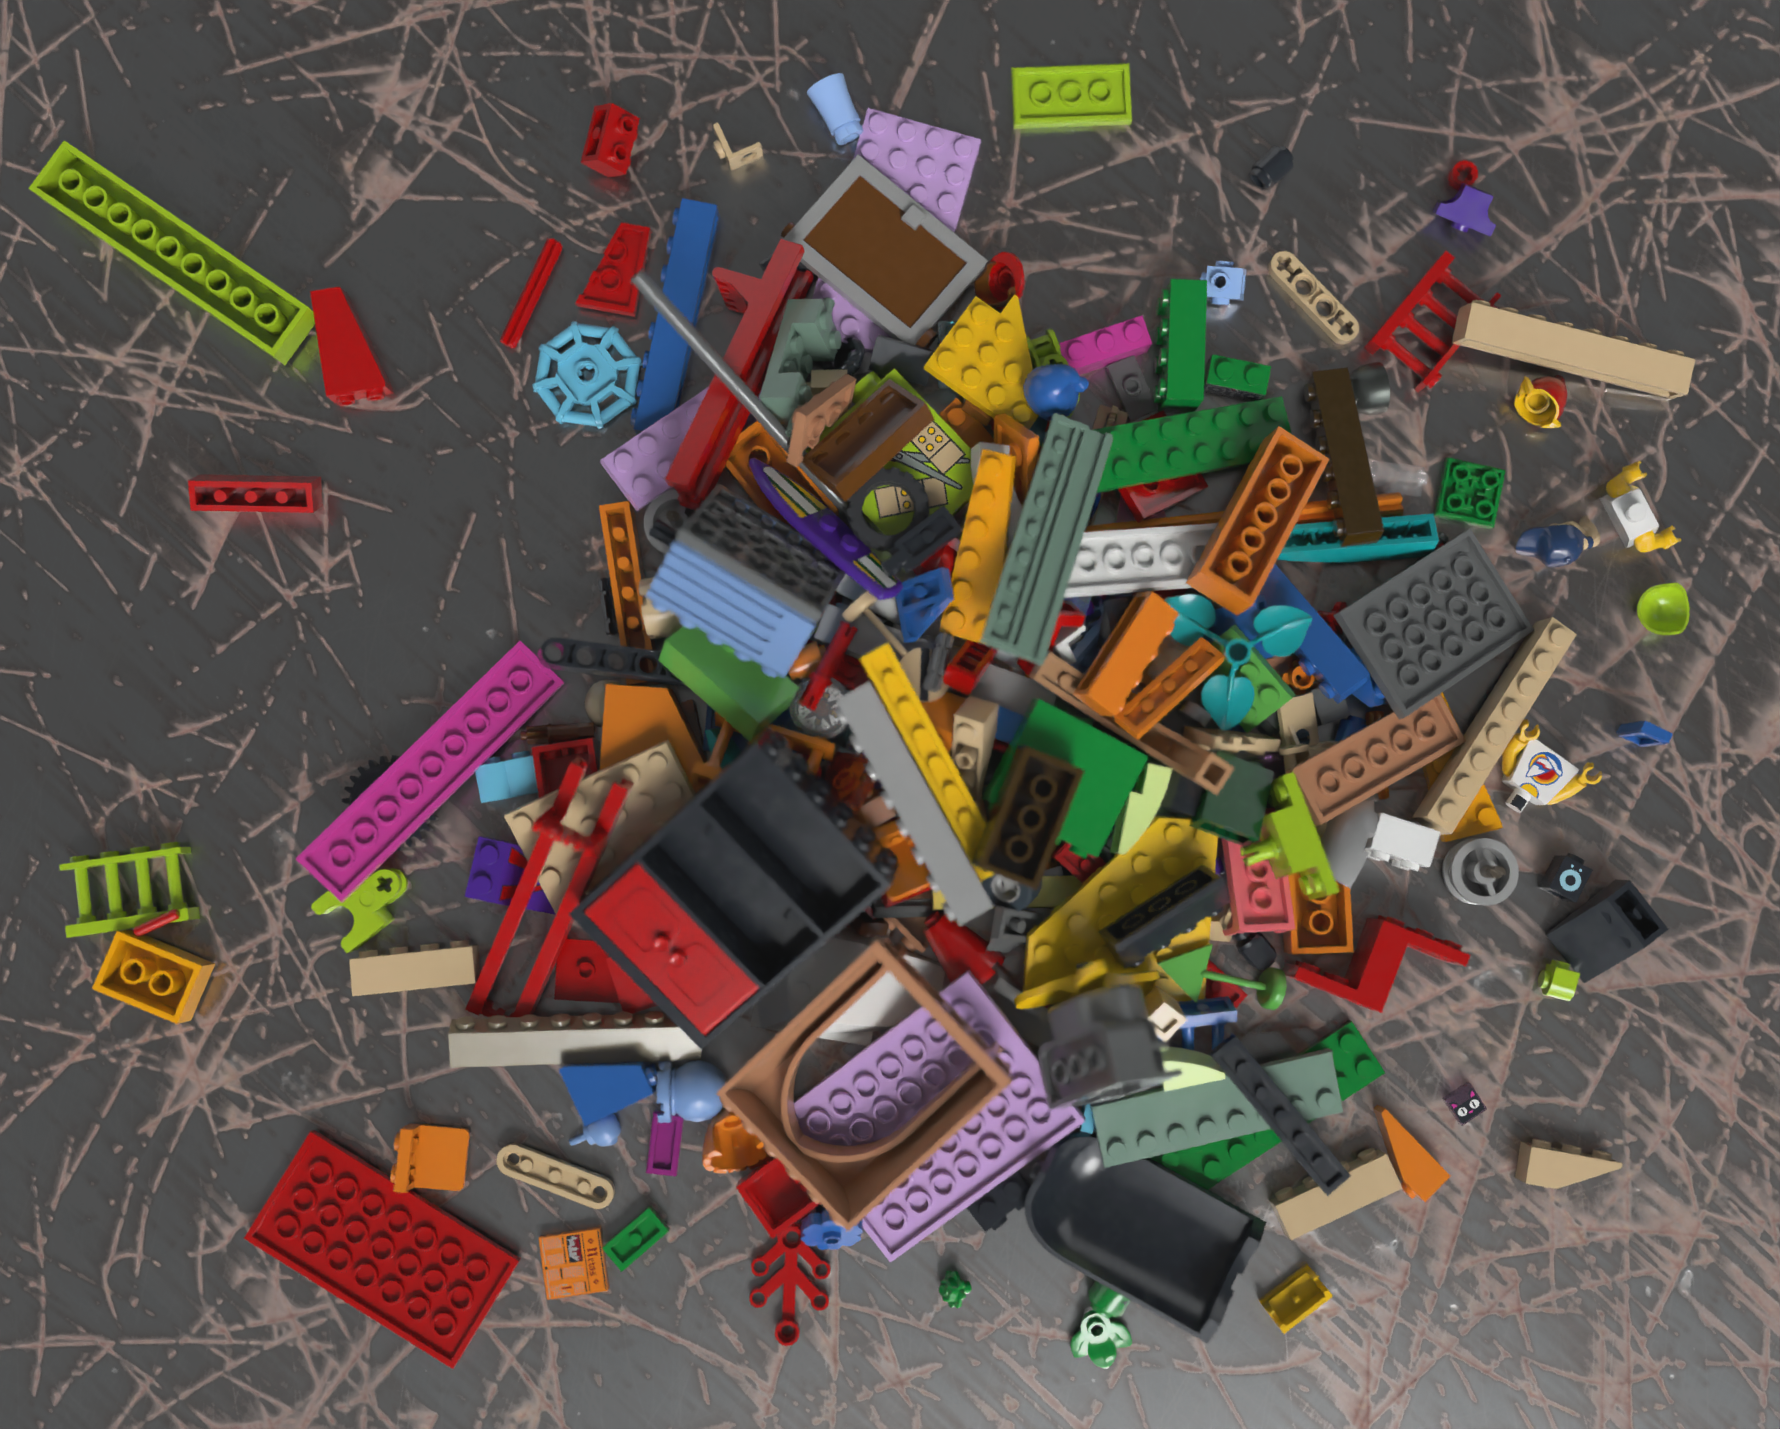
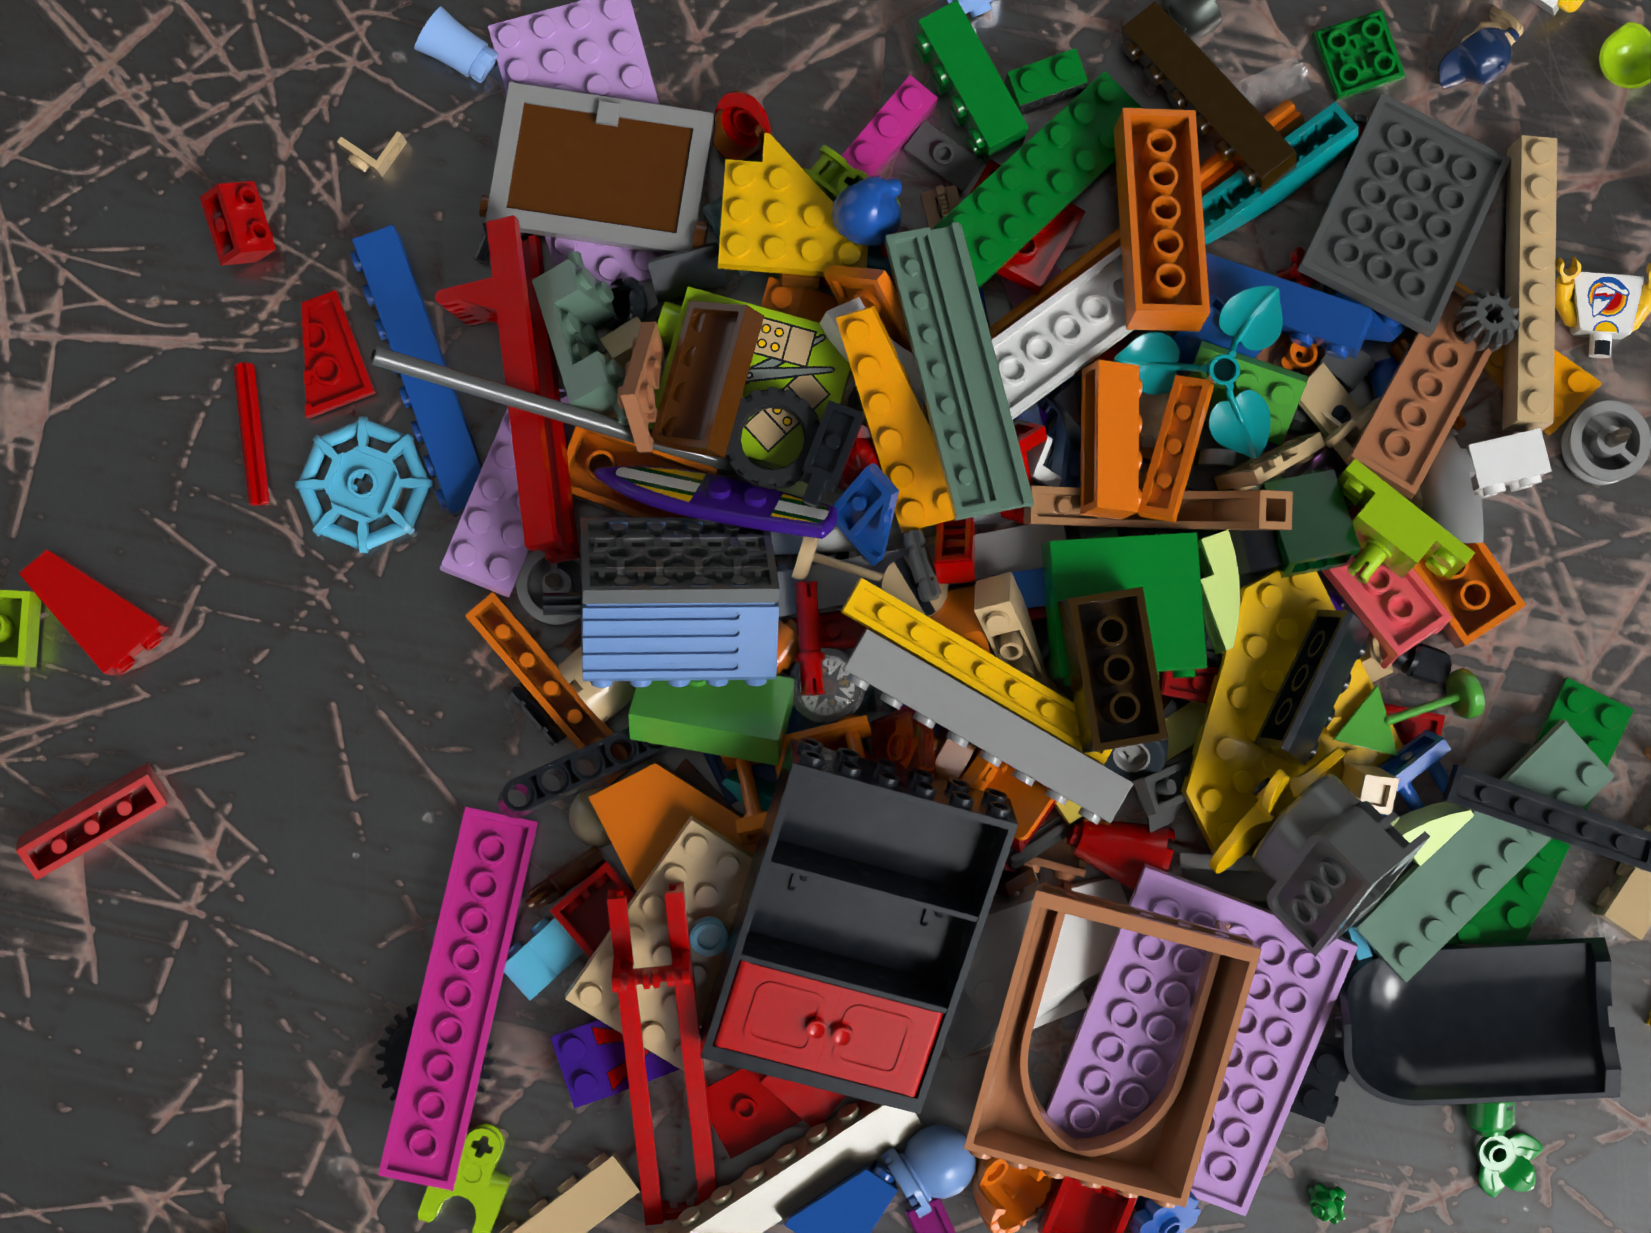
camera: 30 degrees left, 0 degrees up
(629, 833) = (708, 936): none -> medium azure tile
(1377, 962) = (1556, 601): red bracket -> none
(1448, 732) = (1487, 319): none -> dark grey gear

